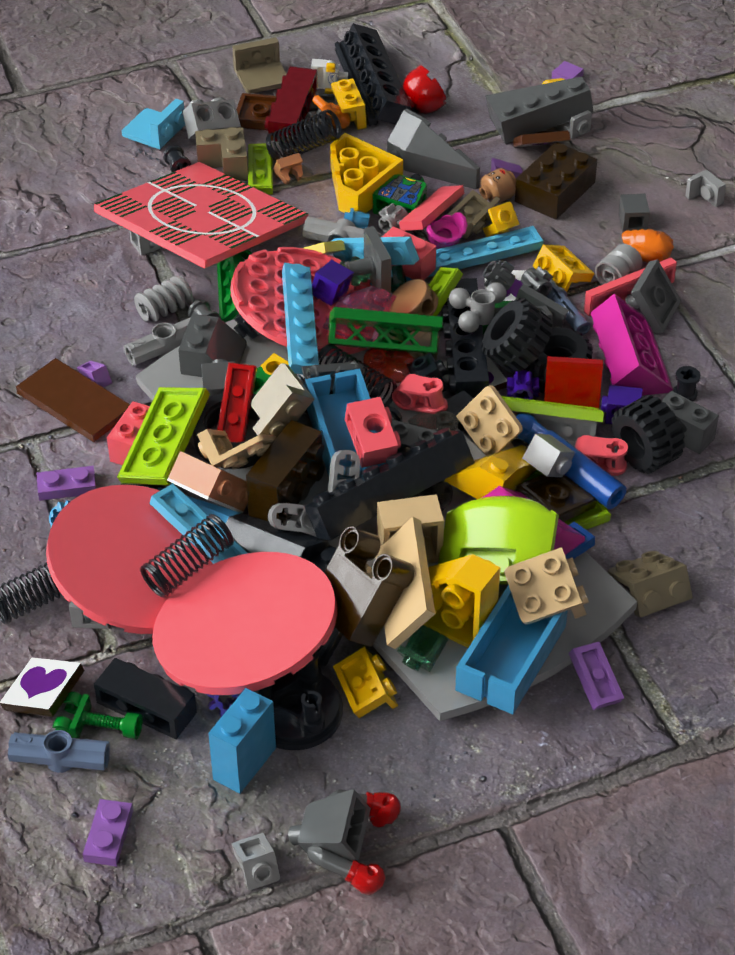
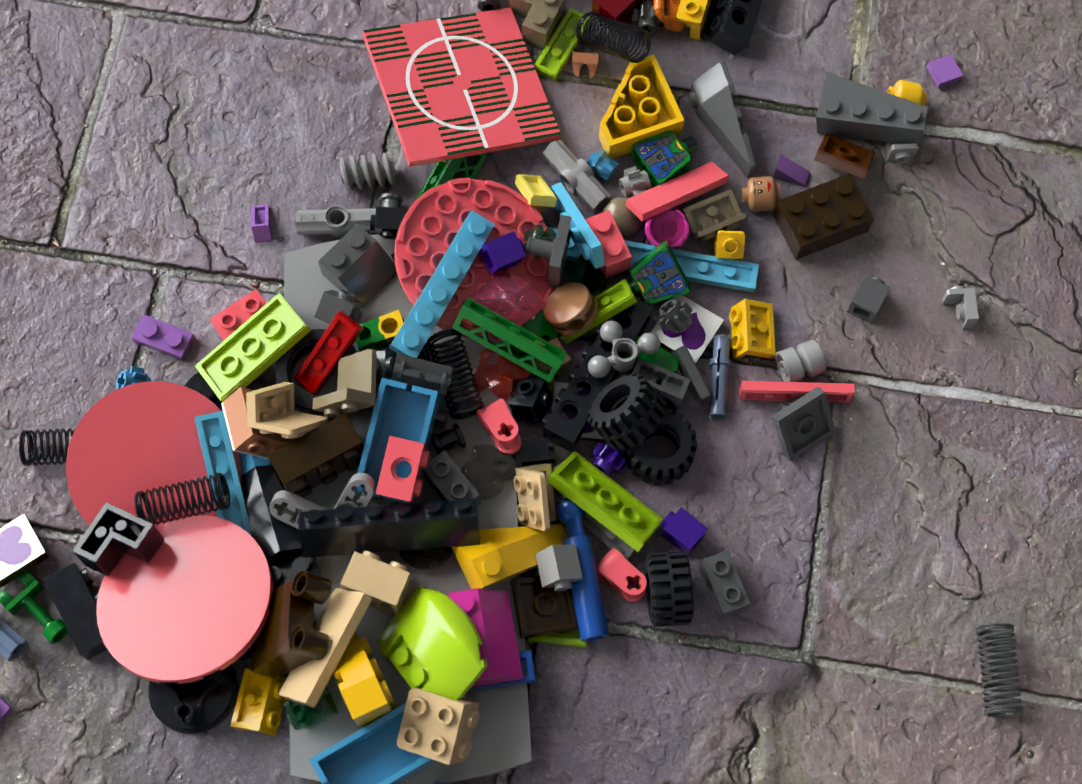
camera: 30 degrees right, 25 degrees up
(73, 399) = (225, 245): reddish brown tile -> none
(150, 599) = (114, 534): none -> black brick
(218, 305) = (387, 221): none -> black brick
(242, 740) = (113, 711): dark azure brick -> none
(422, 92) = (774, 28): red cylinder -> none
(465, 253) = (658, 275): none -> torso
(538, 280) = (704, 344): dark grey gear -> none
(573, 381) = (649, 486): red tile -> none
(629, 347) = (739, 469): dark pink slope -> none
(649, 244) = (850, 349): orange hair -> none
(654, 581) = (565, 739): dark tan bracket -> none
(687, 379) = (760, 531): black bush -> none

